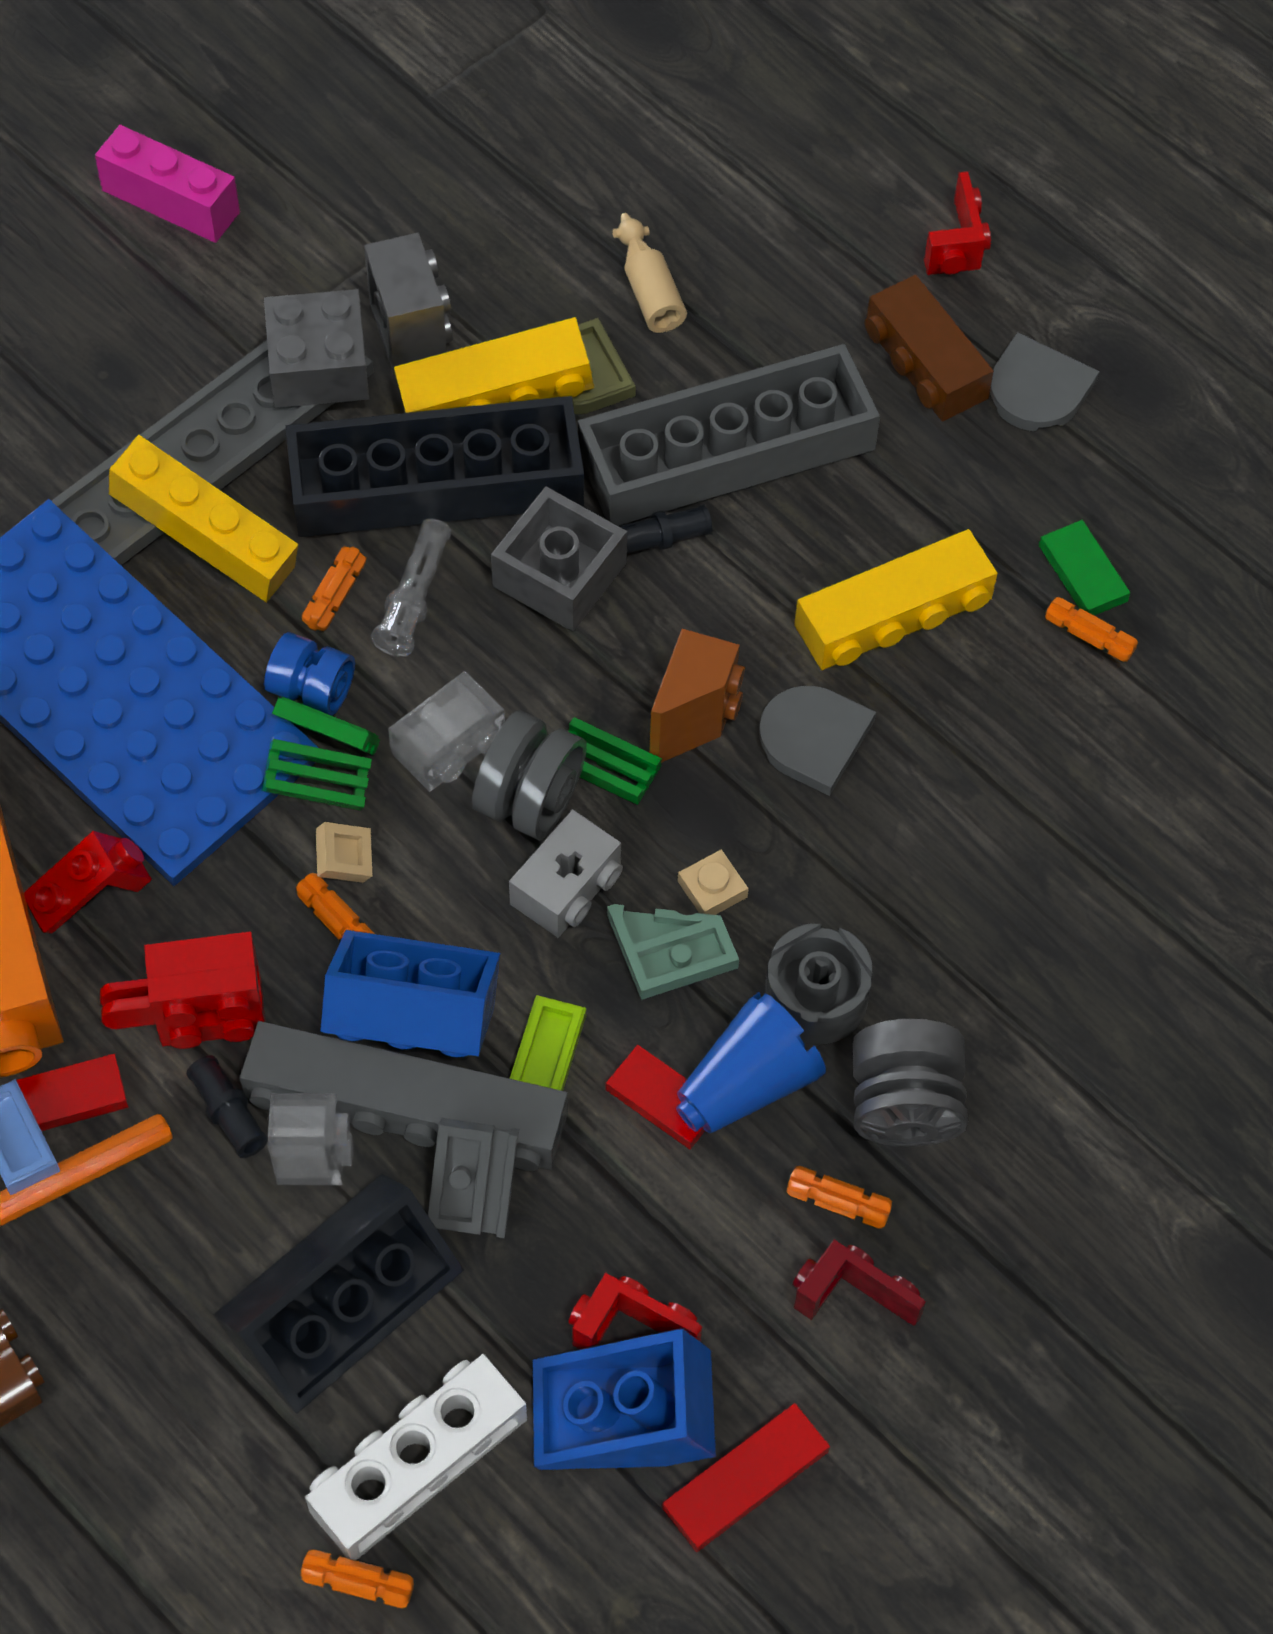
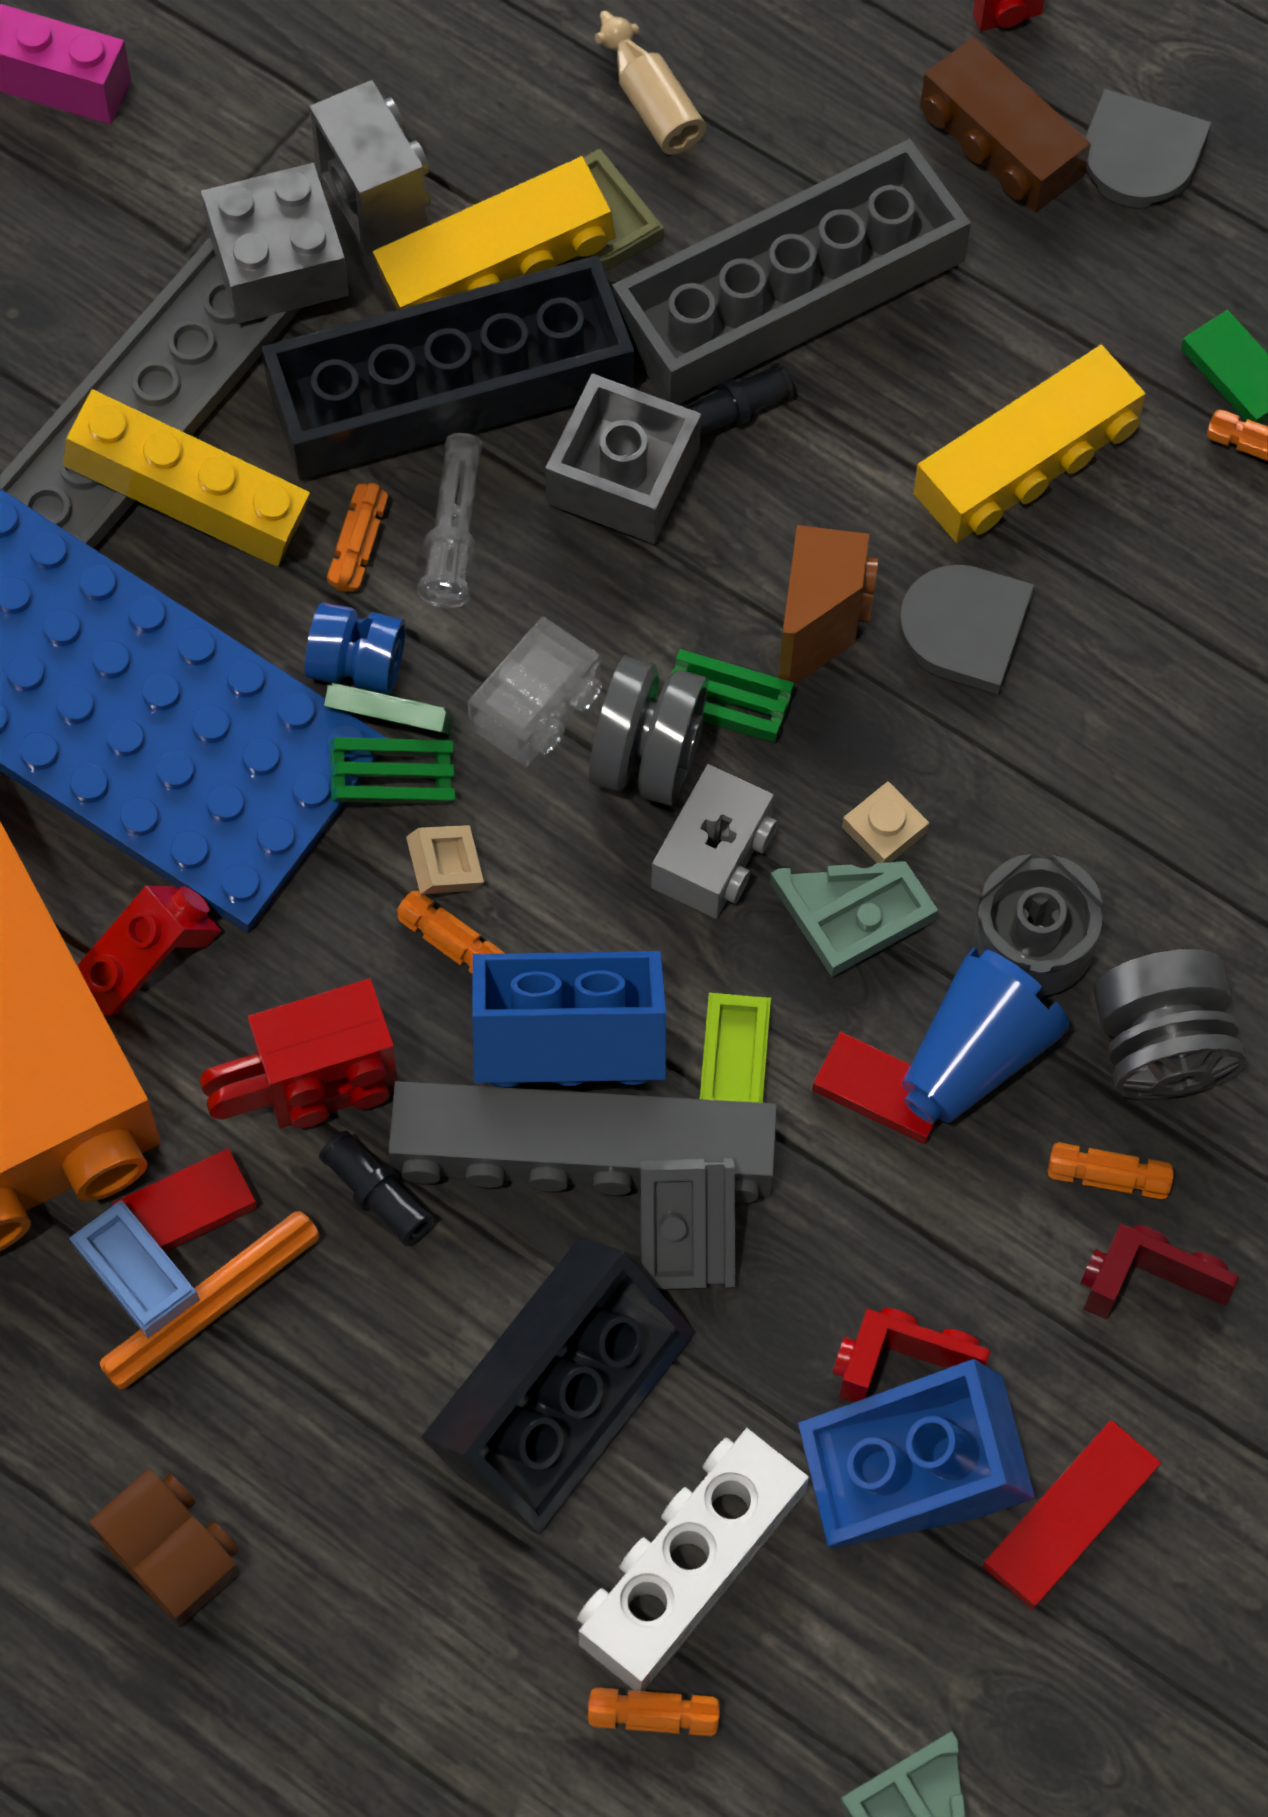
camera: 10 degrees left, 5 degrees up
(308, 1139) = (488, 1211): clear brick -> none

